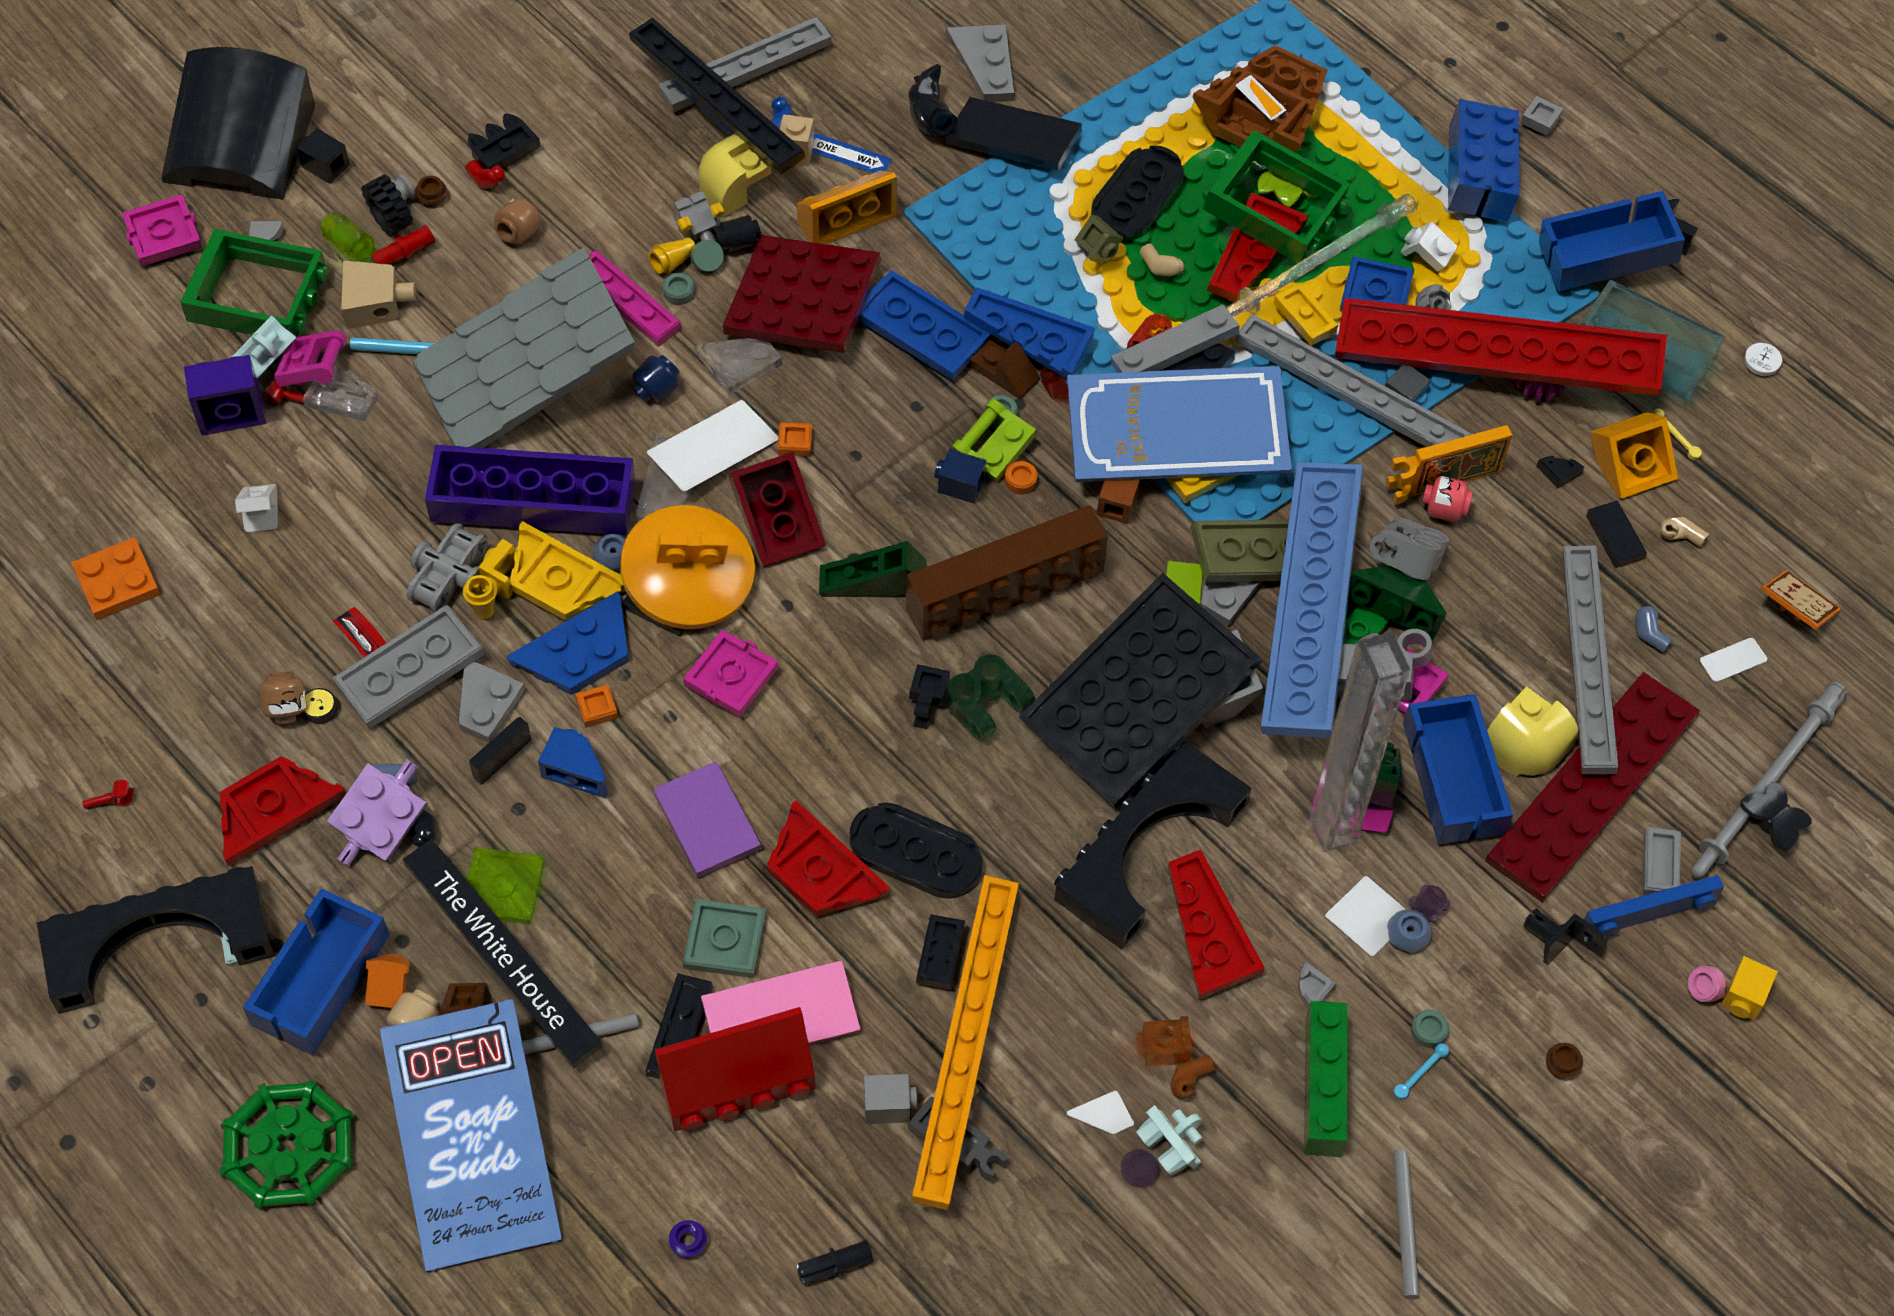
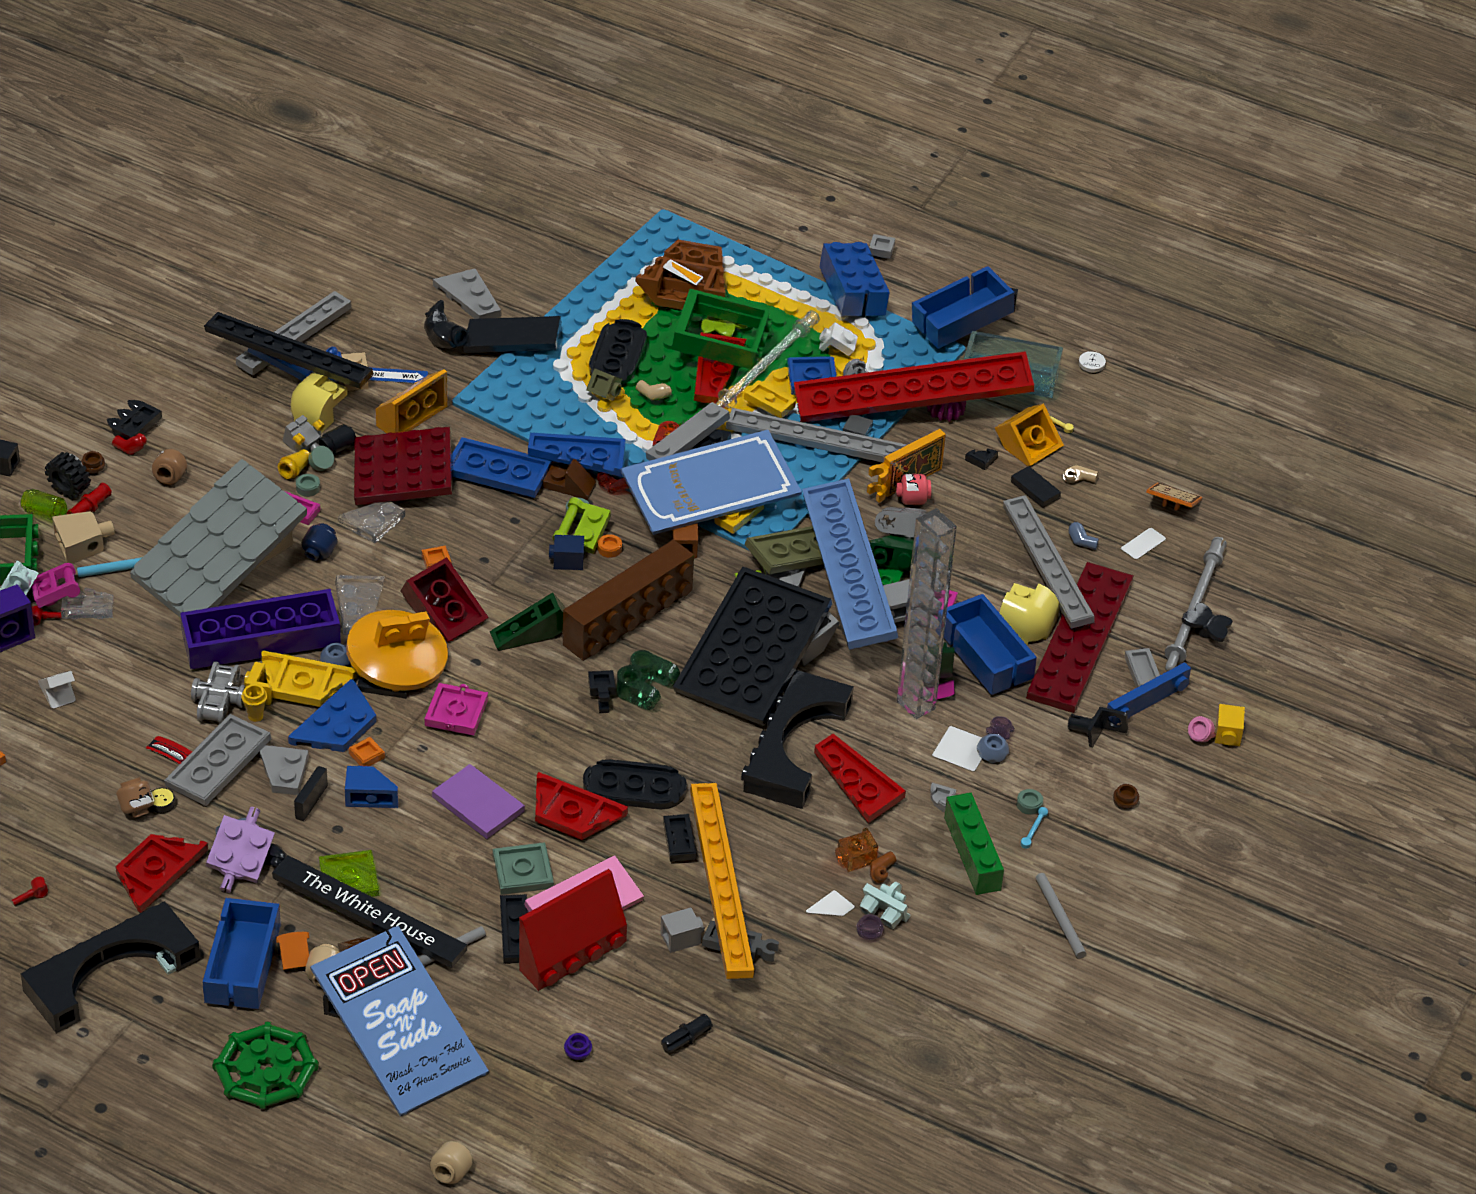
camera: 20 degrees left, 15 degrees down
(712, 445) = (379, 574): white sticker -> none

